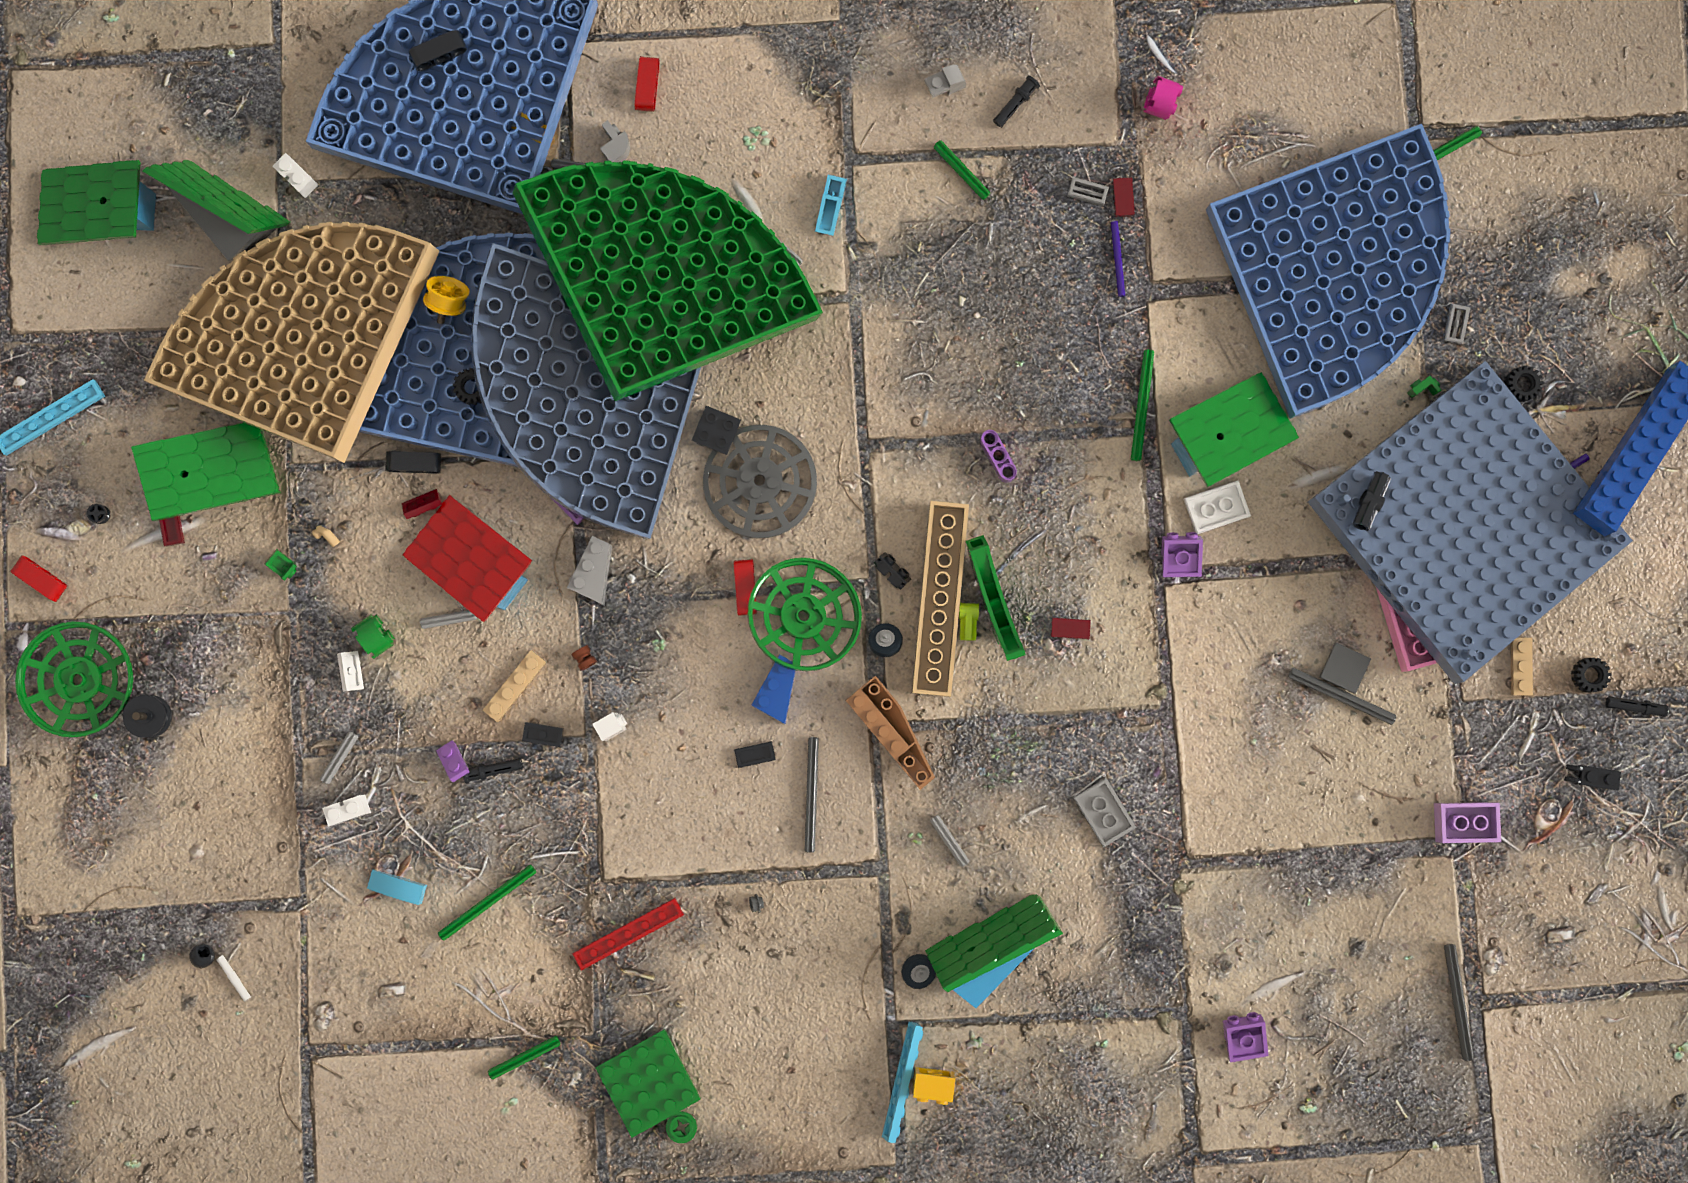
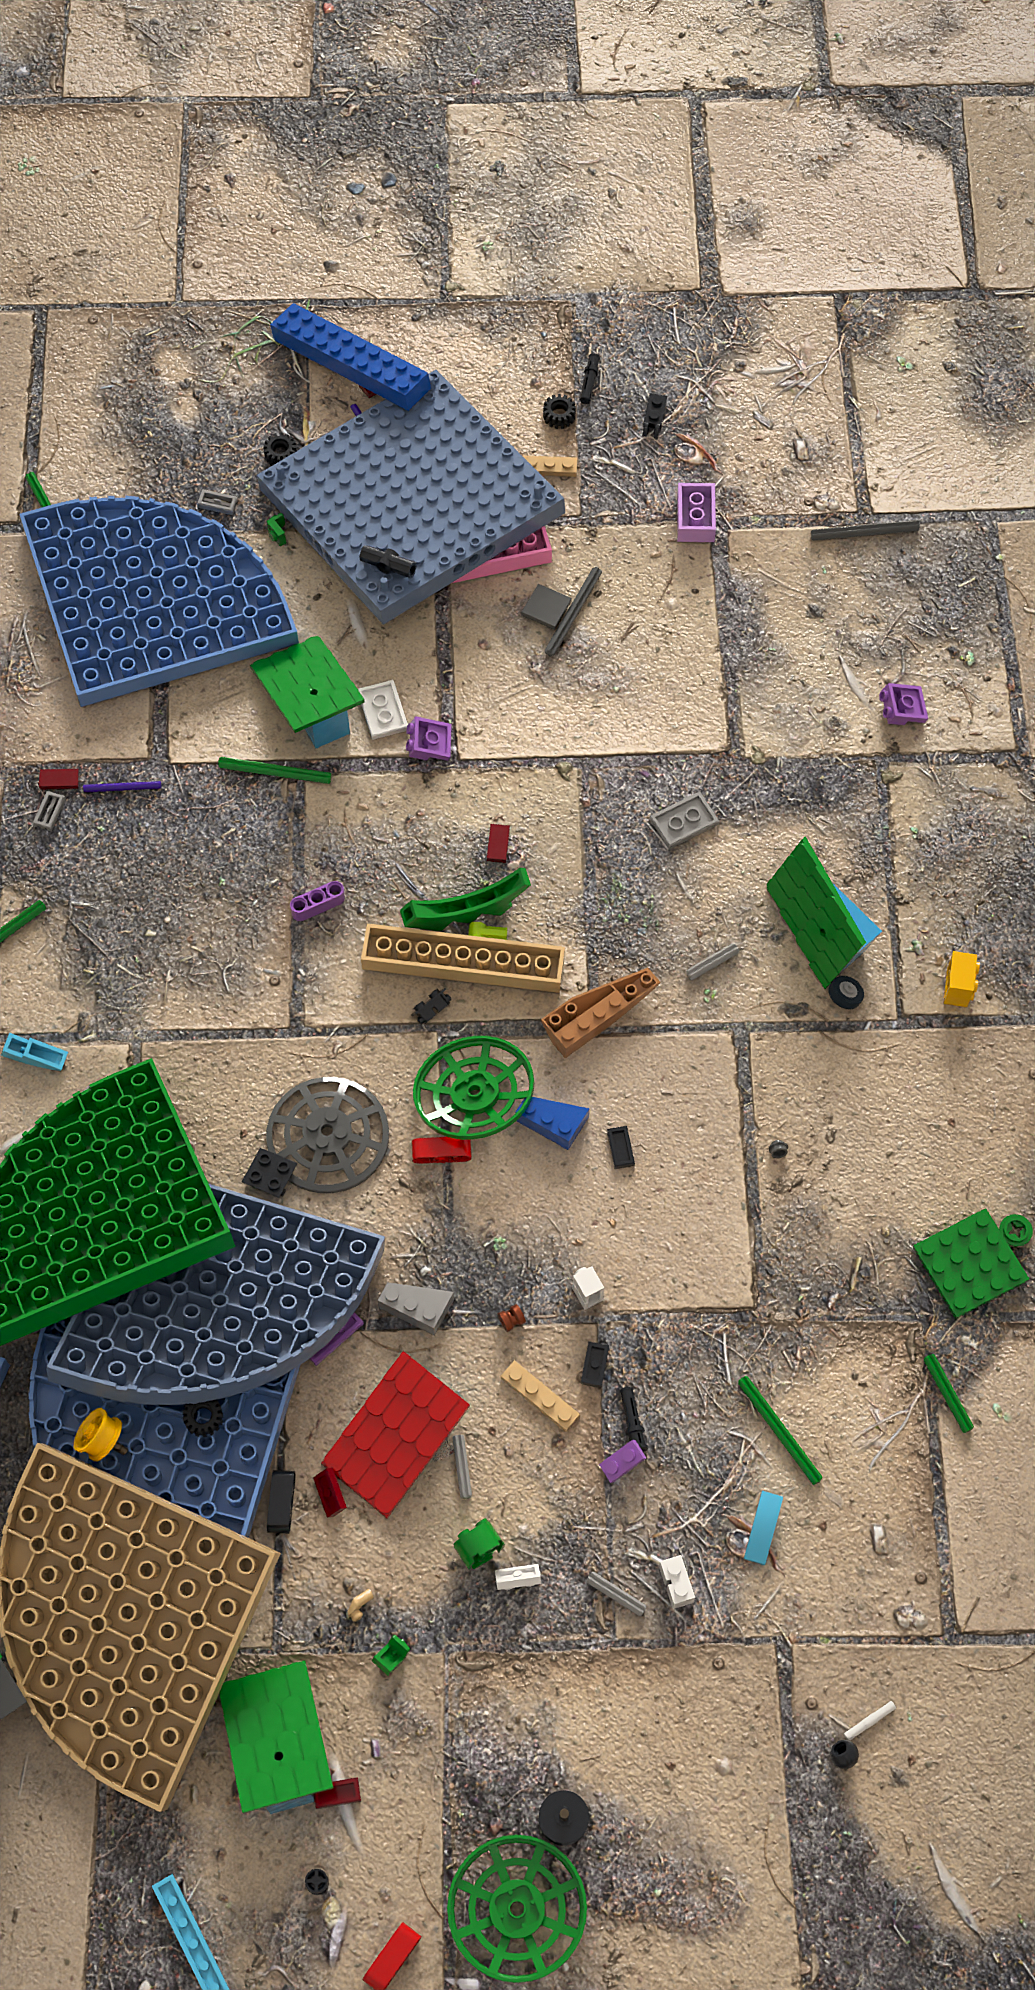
camera: 90 degrees left, 20 degrees down
(628, 934) = (812, 1282): red tile -> none
(811, 796) = (664, 1091): dark grey axle -> none
(885, 640) = (503, 1013): black wheel -> none
(901, 1085) = (959, 1012): medium azure plate -> none

